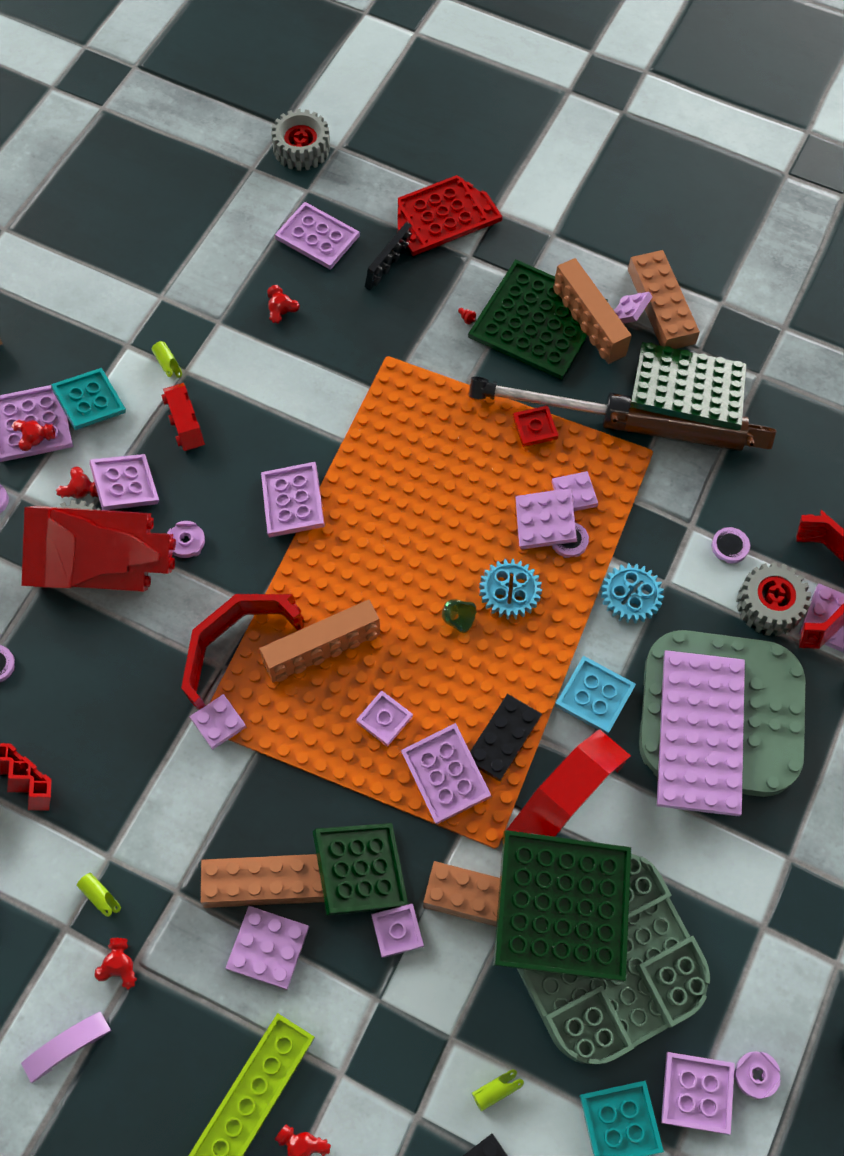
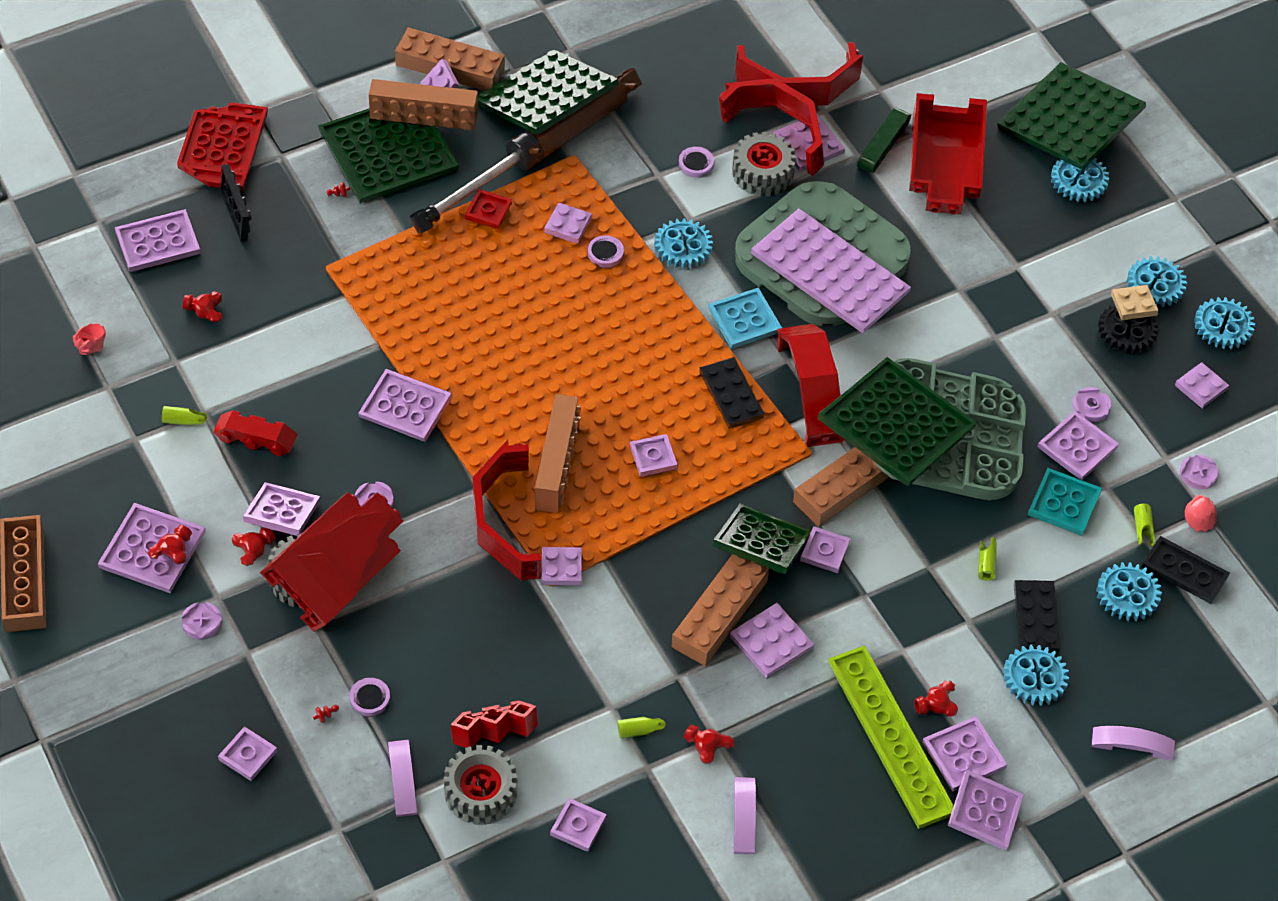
camera: 55 degrees left, 10 degrees down
(88, 398) = (171, 490): teal plate -> none
(188, 255) = (90, 339): none -> coral hair
(300, 128) = (42, 180): light grey wheel -> none
(446, 773) = (731, 443): lavender plate -> none
(466, 614) = (608, 356): clear green hair -> none
(528, 590) = (615, 312): medium azure gear -> none
(546, 518) = (576, 252): lavender plate -> none

